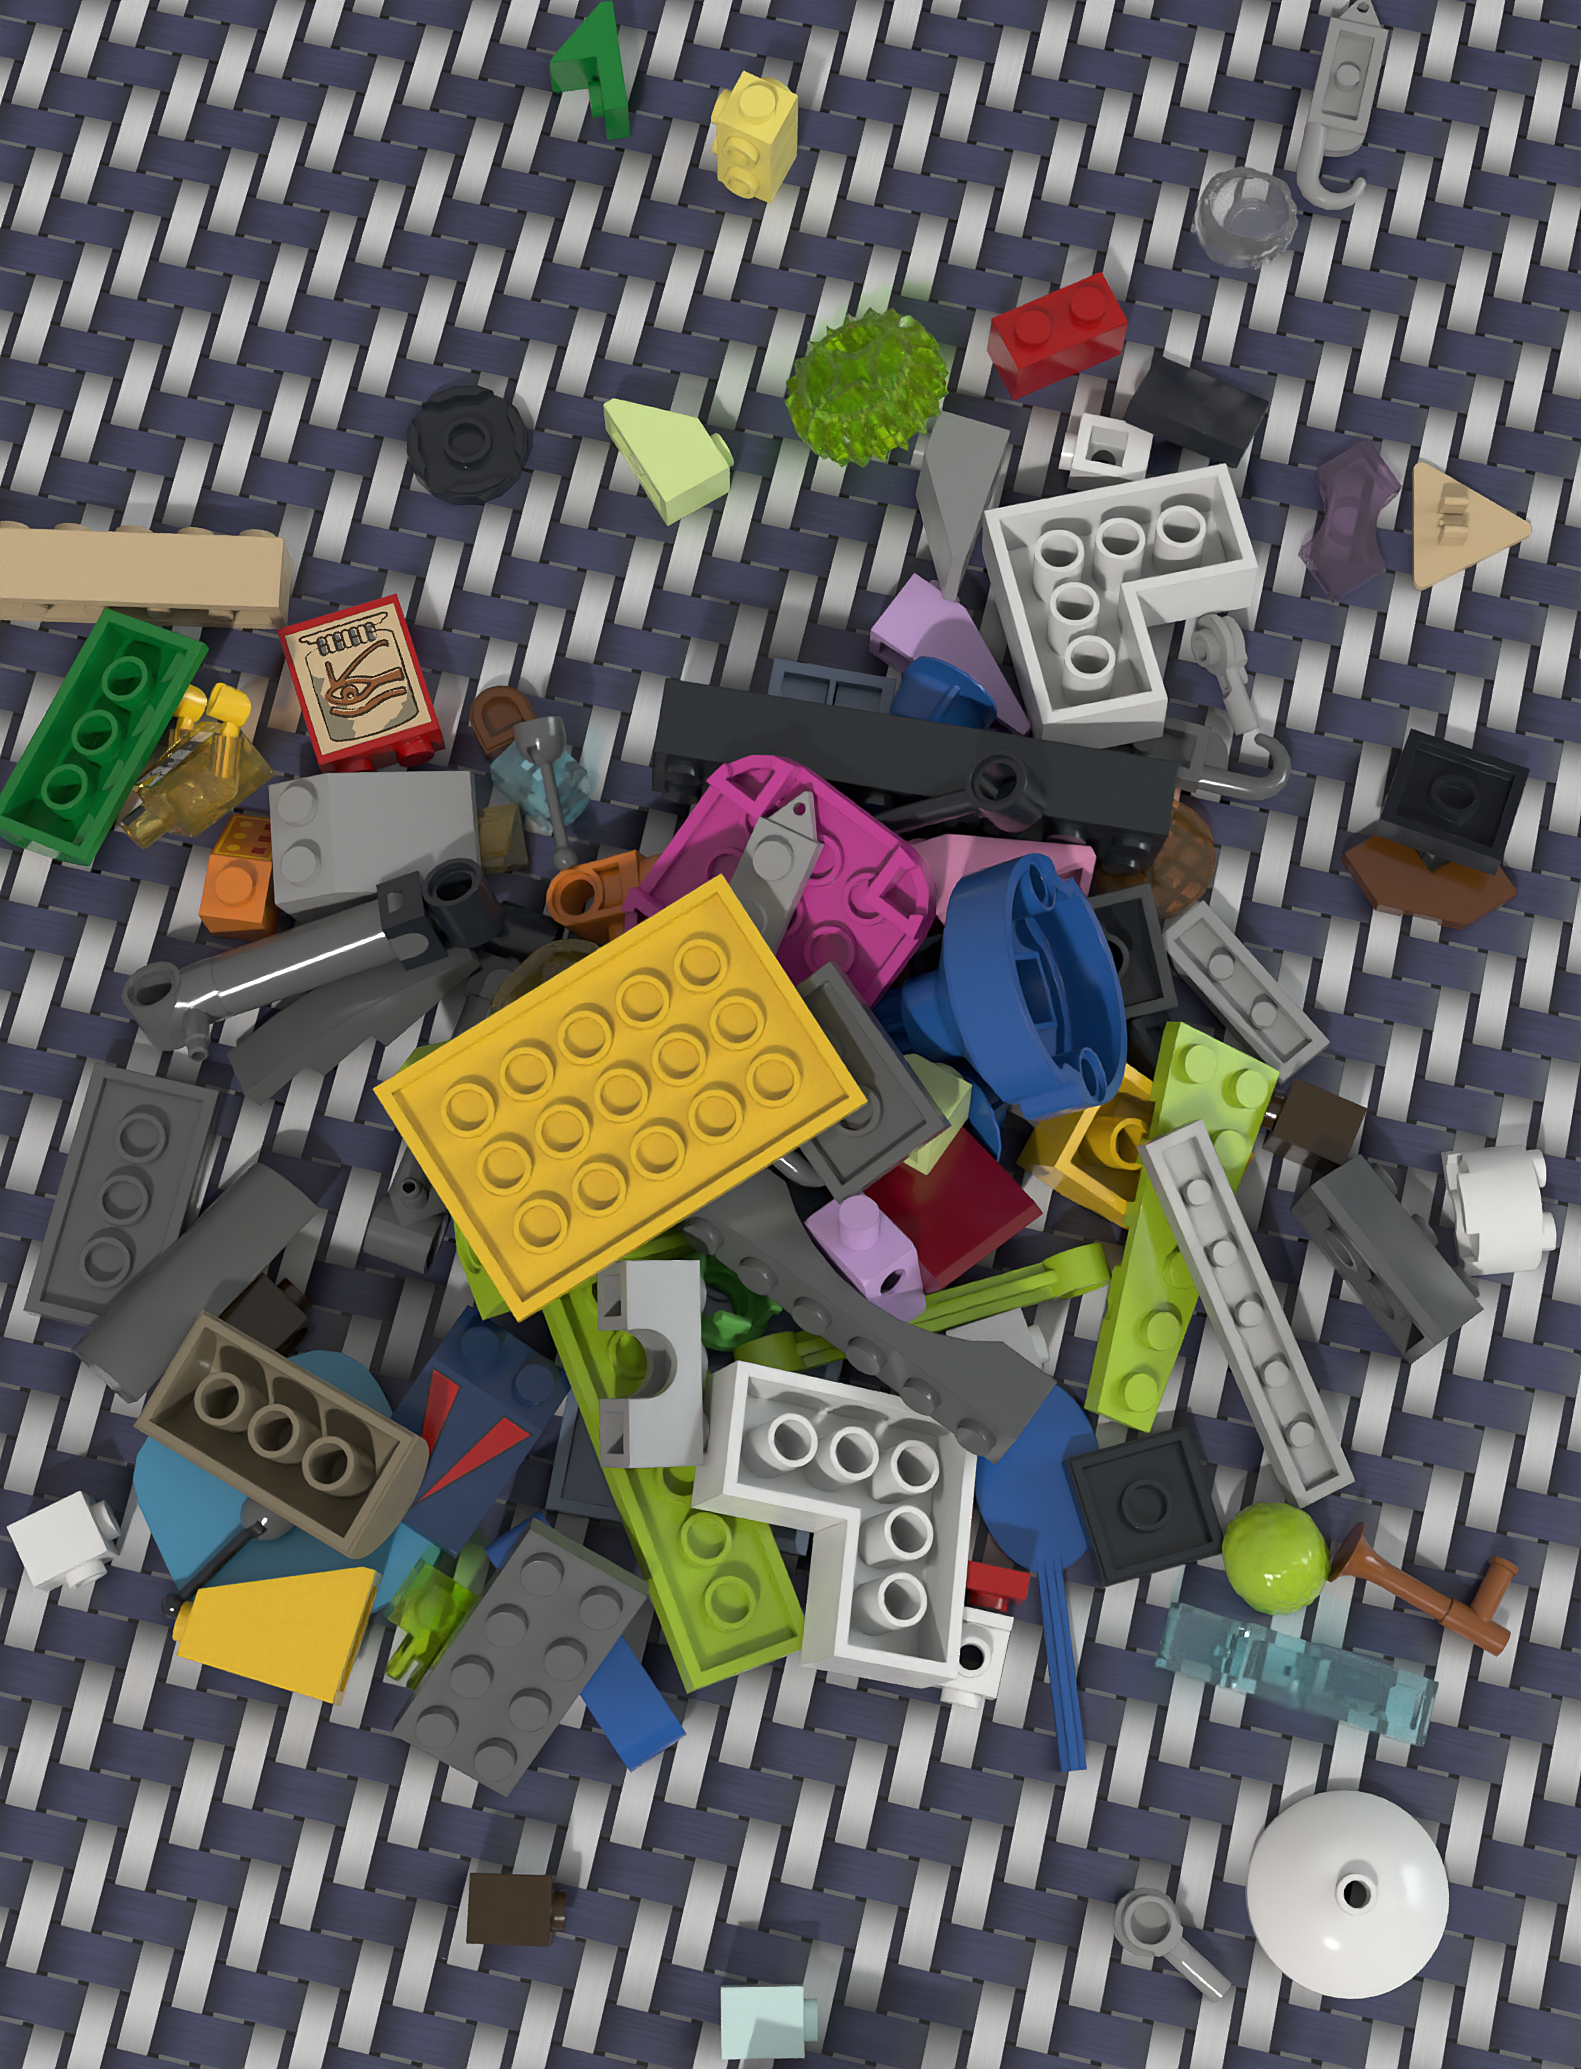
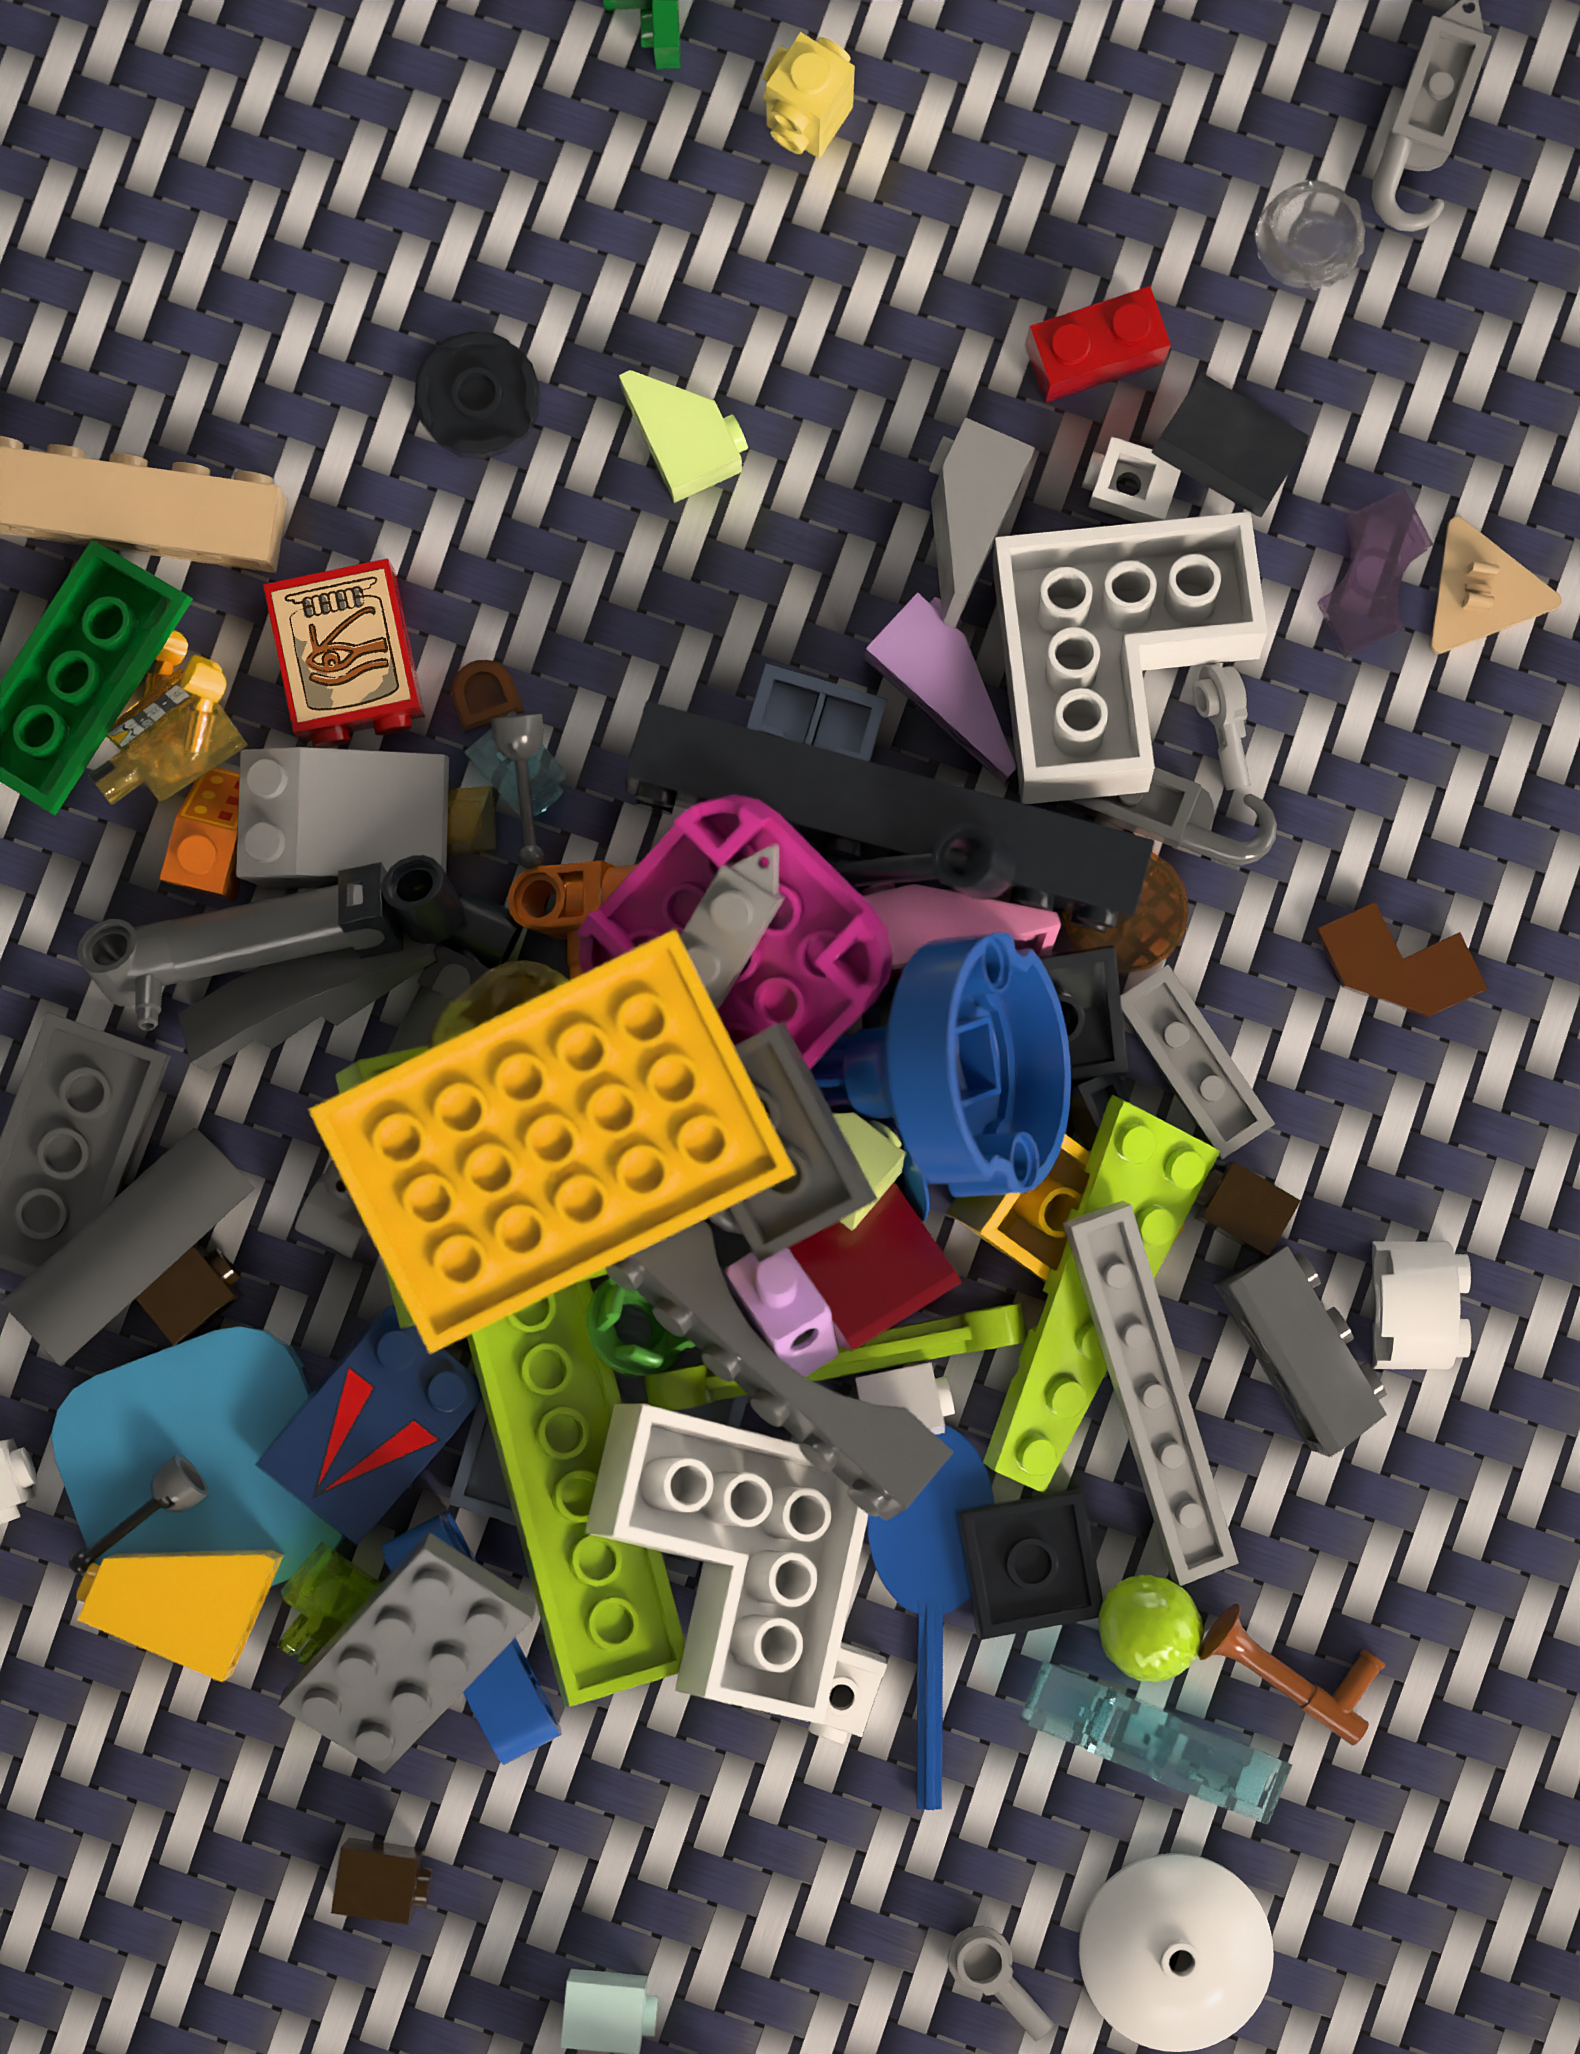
camera: 10 degrees right, 10 degrees up
(286, 1438) = (197, 1424): dark tan brick -> none
(665, 1416) = (565, 1447): light grey arch -> none
(867, 387) = (914, 352): clear neon green gear -> none
(942, 694) = (923, 740): blue piece -> none
(994, 1586) = (874, 1627): red plate -> none
(1452, 802) = (1434, 890): black plate -> none

